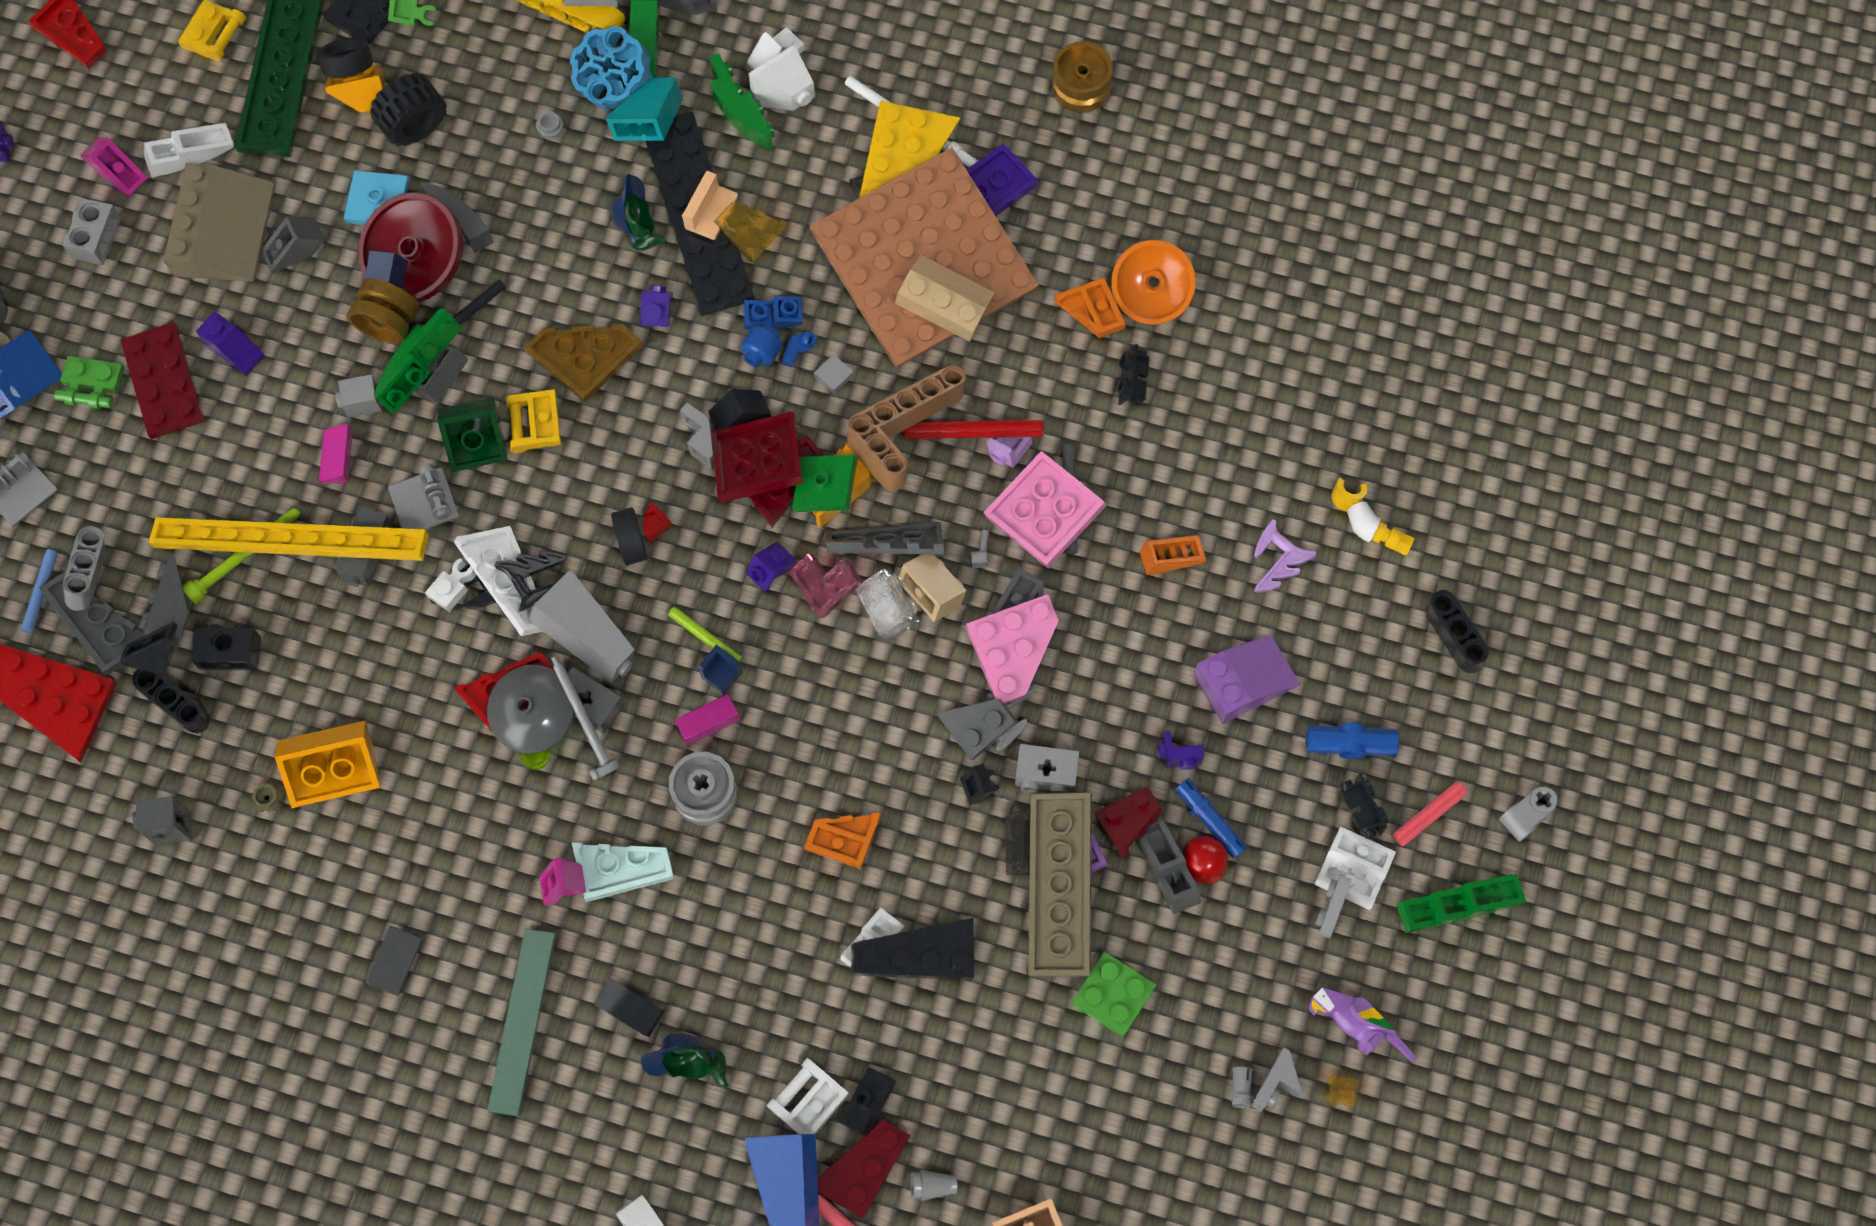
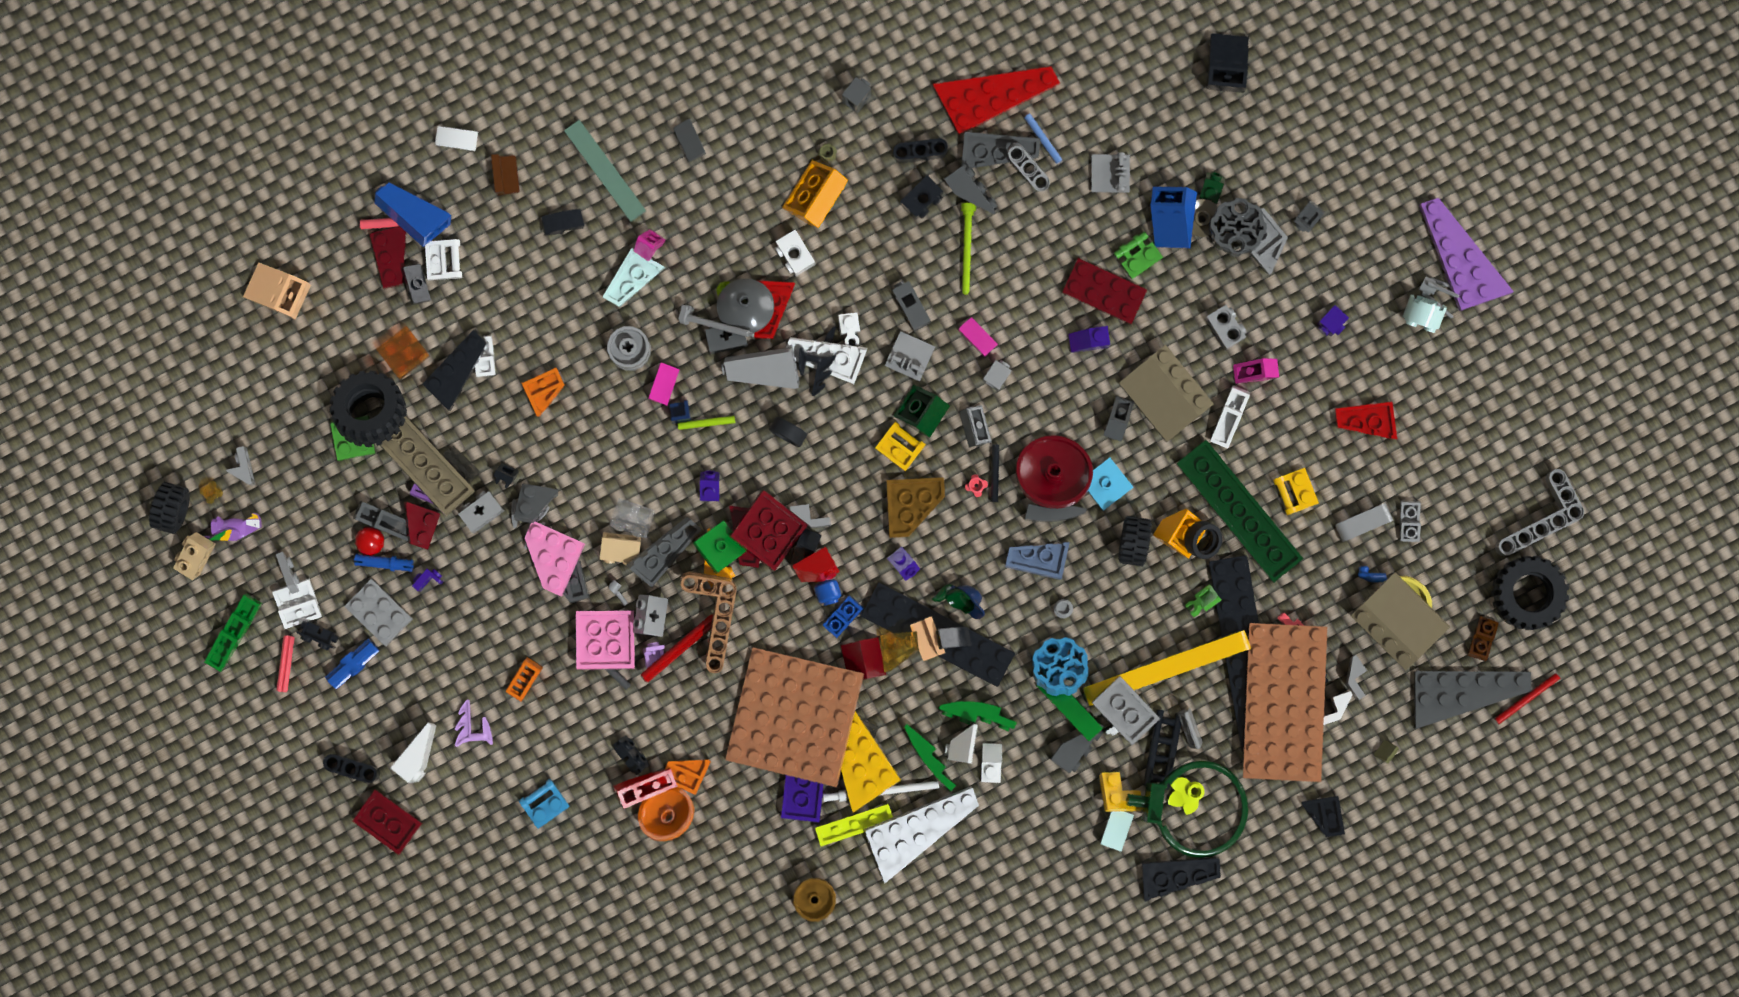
camera: 135 degrees right, 15 degrees up
(151, 651) = (949, 159): black slope -> none
(289, 538) = (946, 272): yellow plate -> none
(382, 311) = (1028, 424): pearl gold wheel -> none
(386, 267) = (1049, 446): dark blue panel -> none
(410, 361) = (988, 411): green slope -> none
(418, 703) = (793, 242): none -> white brick
(501, 307) = (981, 485): none -> coral plate
(520, 188) = (1041, 560): none -> sand blue wing
(636, 1131) = (505, 174): none -> reddish brown panel
(647, 111) = (1015, 661): teal slope -> none
(655, 522) = (788, 454): red tile -> none
(684, 177) = (953, 638): none -> slope
(686, 1057) = (512, 227): dark green hair -> none
(743, 366) = (816, 567): none -> red slope
(795, 256) = (864, 657): none -> dark red slope
(797, 345) = (813, 612): blue arm -> none
(823, 589) = (671, 496): clear pink plate -> none
(829, 111) = (925, 750): none -> green slope
(833, 374) = (780, 614): light grey tile -> none
(929, 58) = (909, 834): none -> wing
(931, 1185) = (353, 276): light grey cone -> none
(944, 297) = (758, 702): tan slope -> none
(960, 1035) = (403, 352): none -> clear orange plate
(970, 488) = (650, 615): none -> light grey brick
(972, 113) = (852, 825): none -> neon yellow plate
(1027, 1019) = (357, 389): none -> black tyre
(1154, 329) = (644, 787): none -> red slope
(1241, 1091) = (256, 450): light grey pin -> none
(1245, 677) = (430, 649): medium lavender slope -> none
(1269, 772) = (378, 612): none -> light grey plate
(1274, 404) = (547, 809): none -> dark azure plate
(1365, 522) = (446, 785): yellow piece -> none
(1377, 572) = (415, 757): none -> white slope
(1411, 1109) = (169, 507): none -> black tyre
(1430, 1029) = (193, 555): none -> tan brick
(1467, 542) = (387, 822): none -> dark red plate
(1526, 815) = (239, 705): light grey piece -> none

